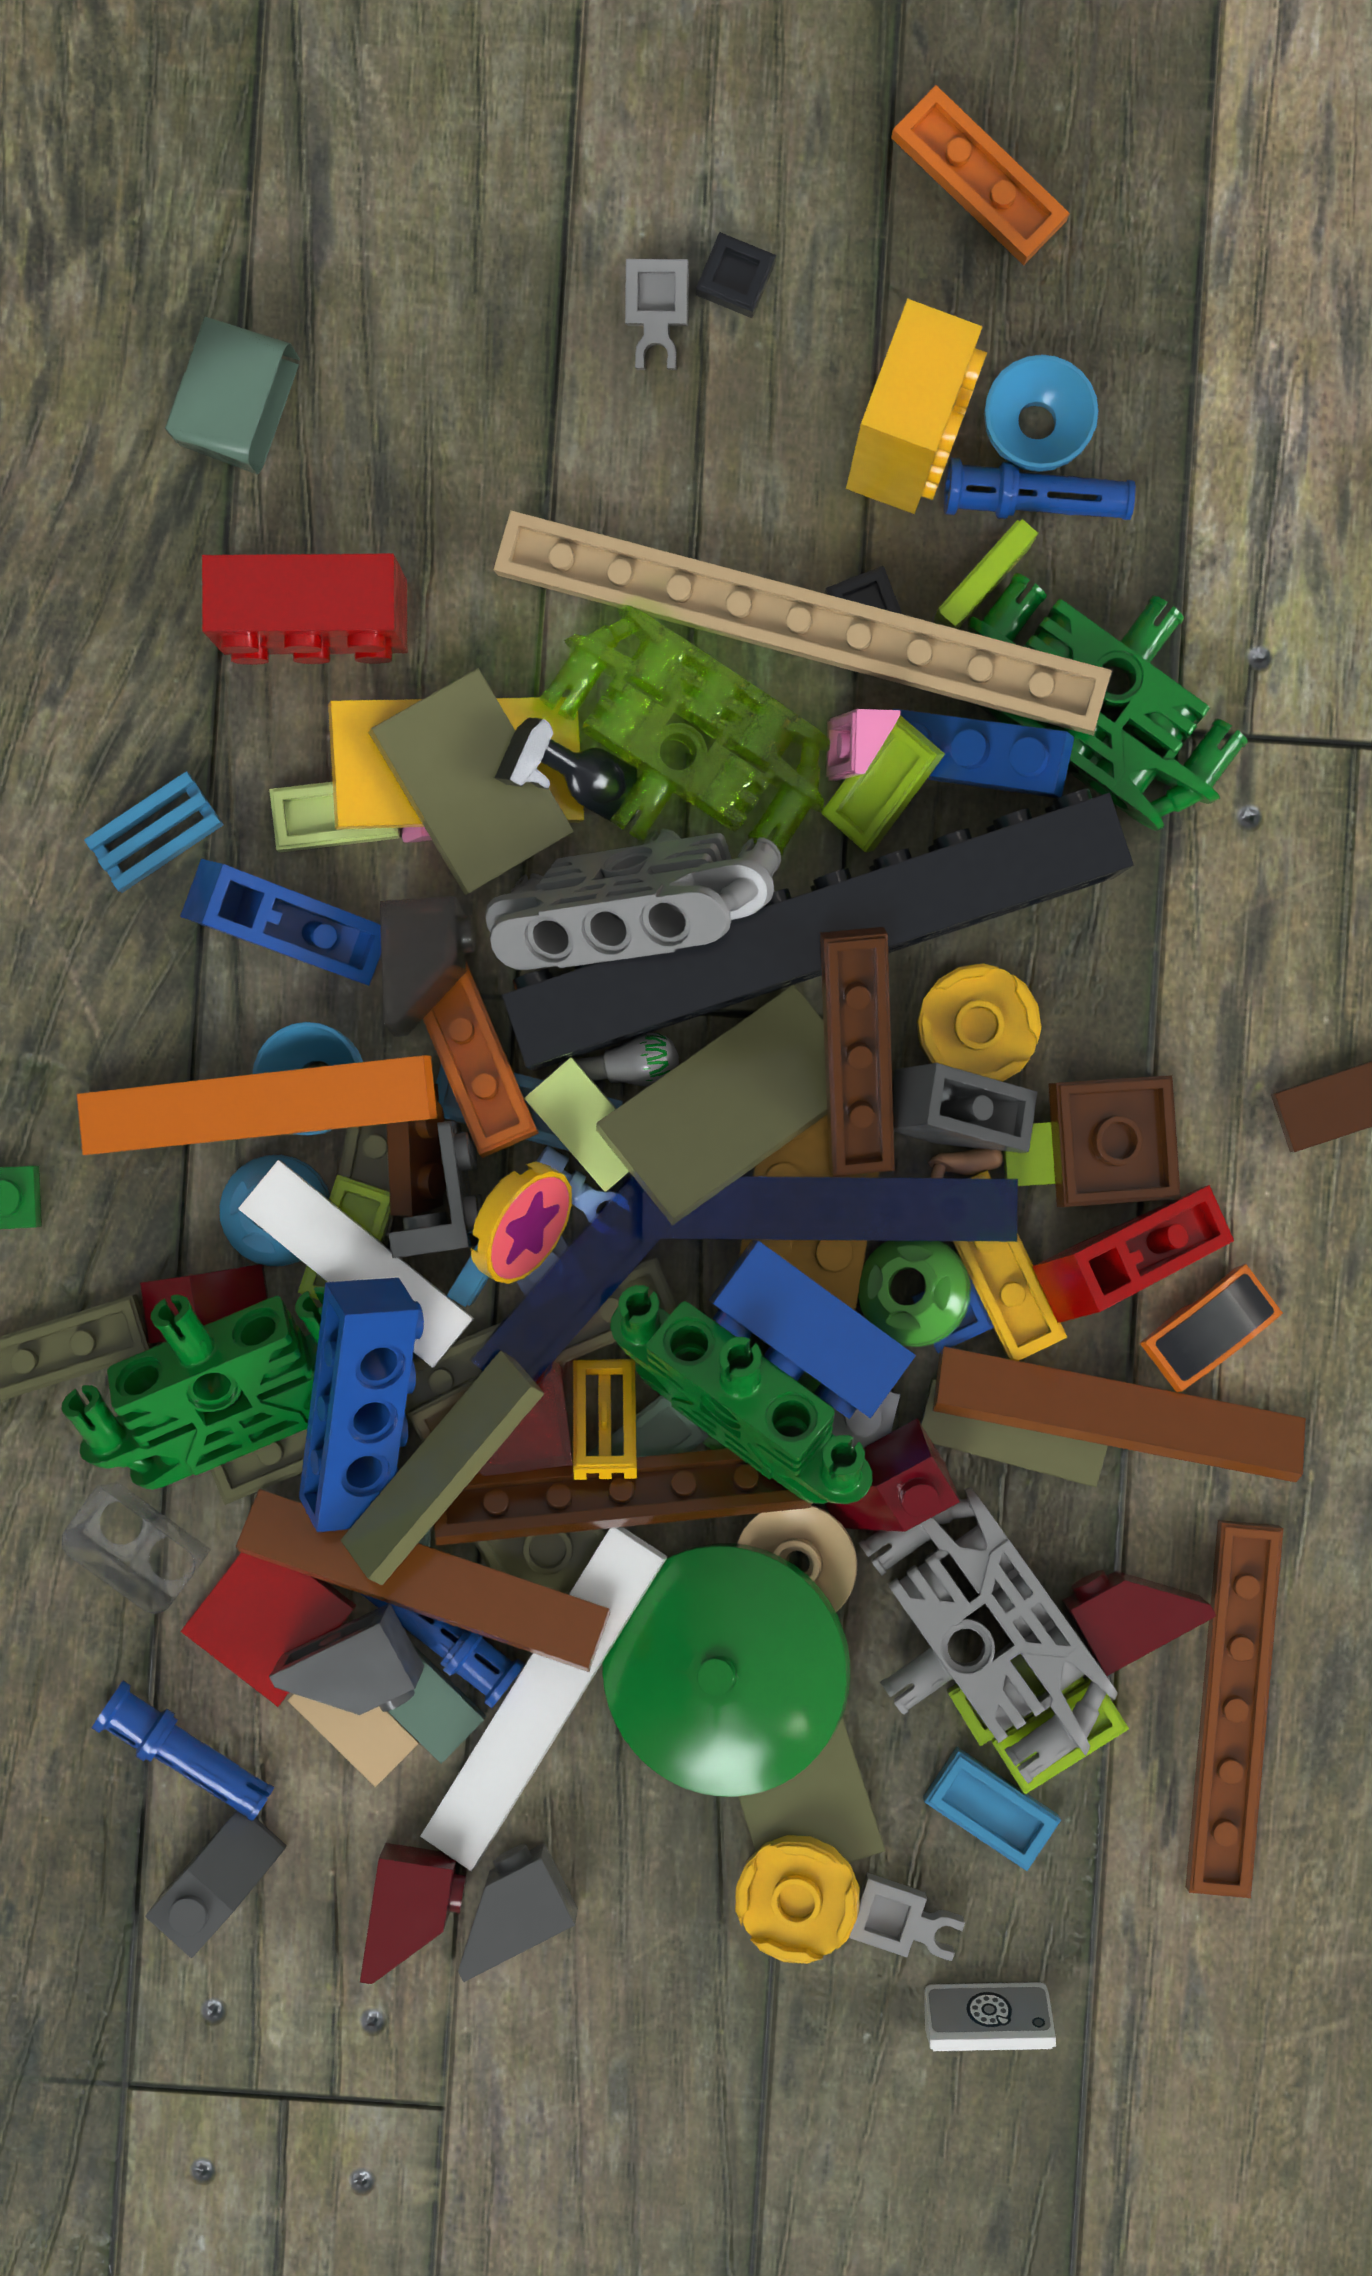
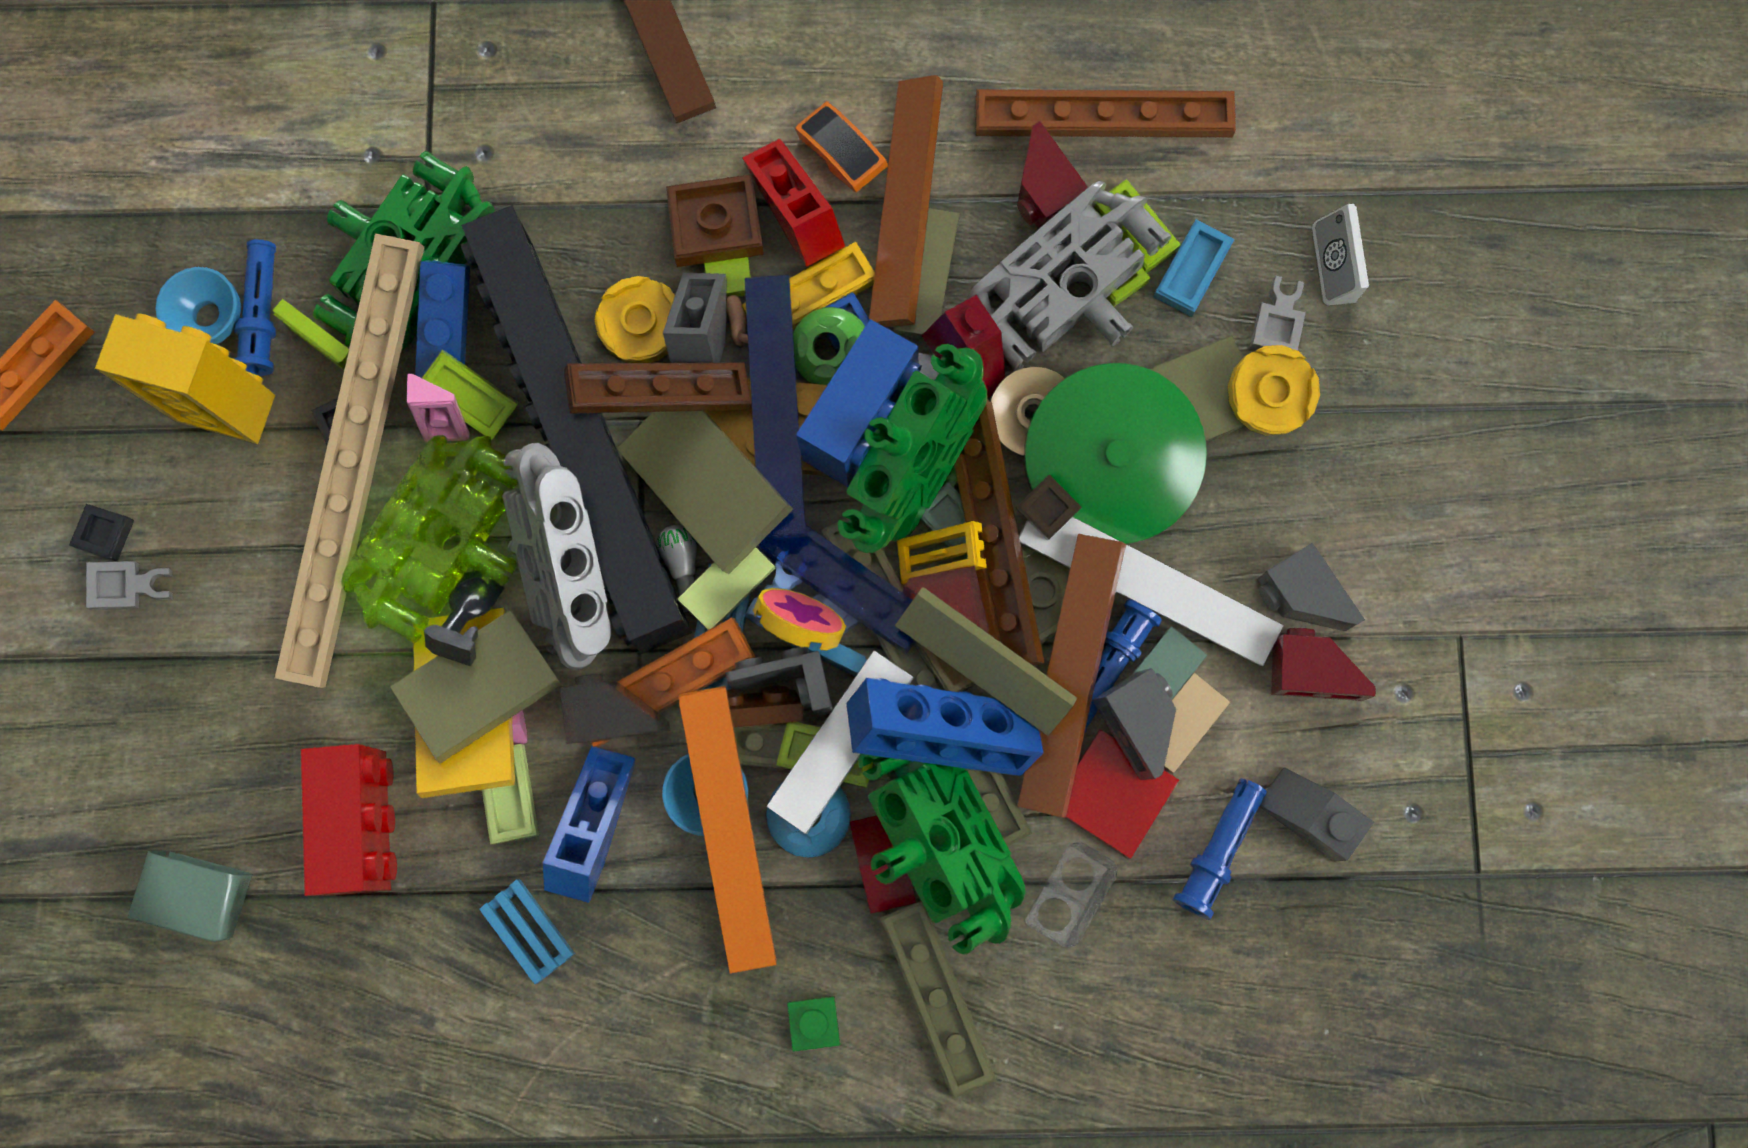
camera: 90 degrees left, 10 degrees down
(649, 1571) = (1048, 507): none -> dark brown tile

